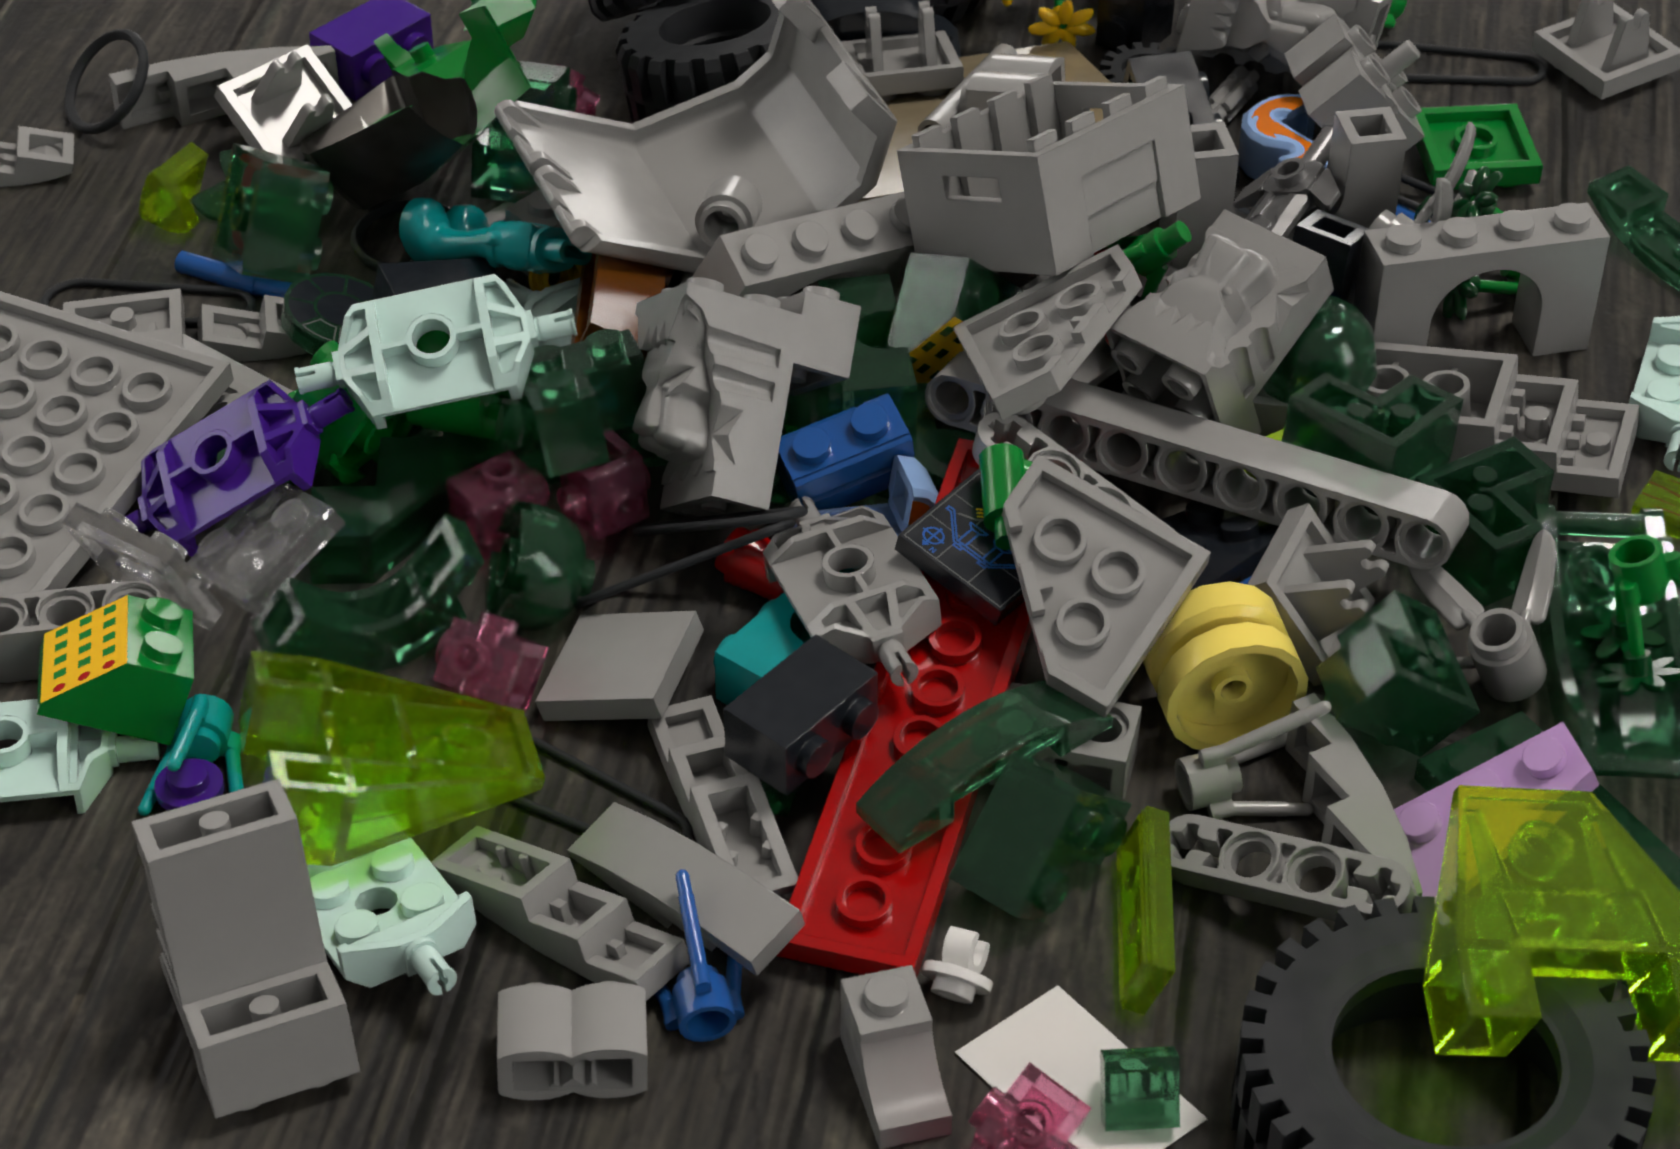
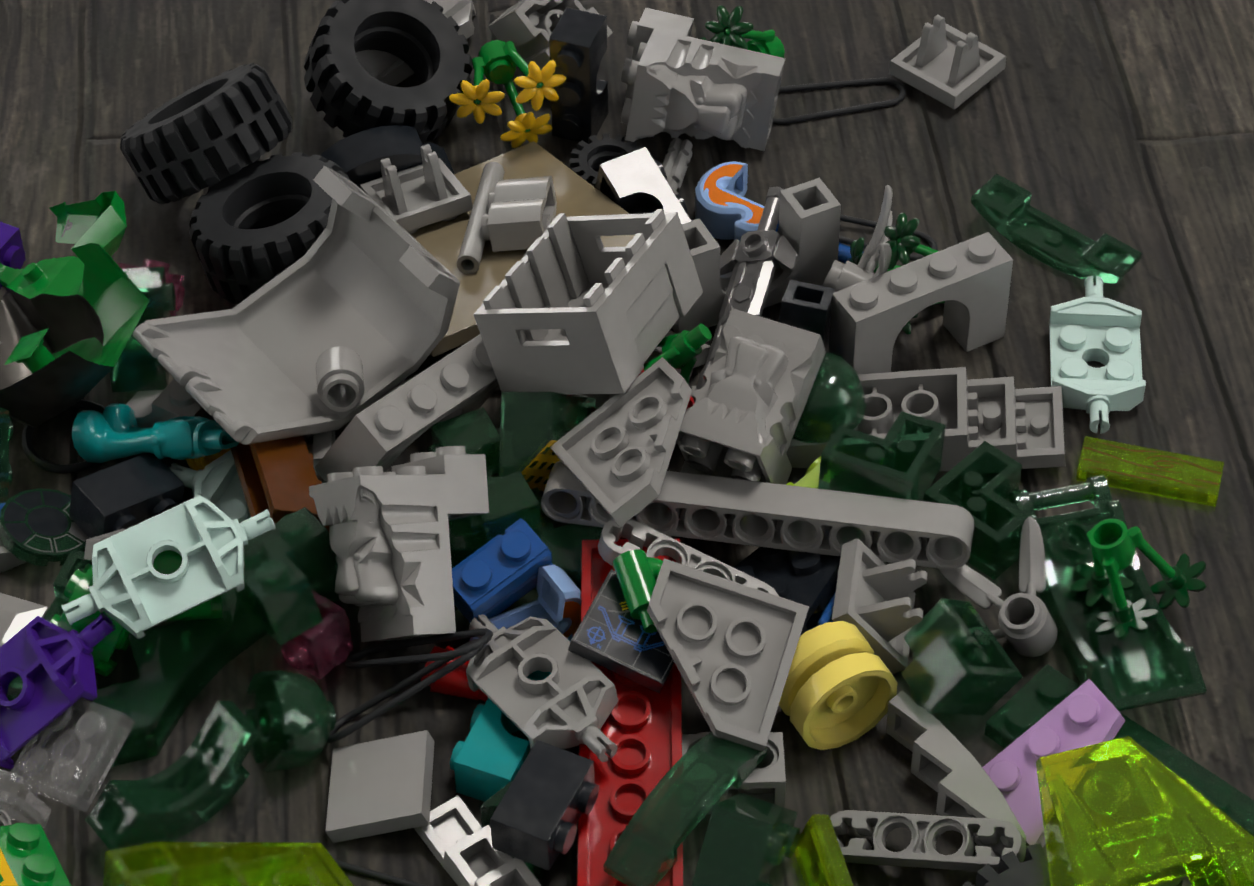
camera: 15 degrees left, 5 degrees up
(486, 490) = (232, 665): clear pink brick -> none
(489, 661) = (282, 808): clear pink brick -> none
(1215, 774) = (845, 772): light grey plant -> none
(1346, 74) = (773, 147): light grey brick -> none
(1499, 143) = (864, 169): green plate -> none

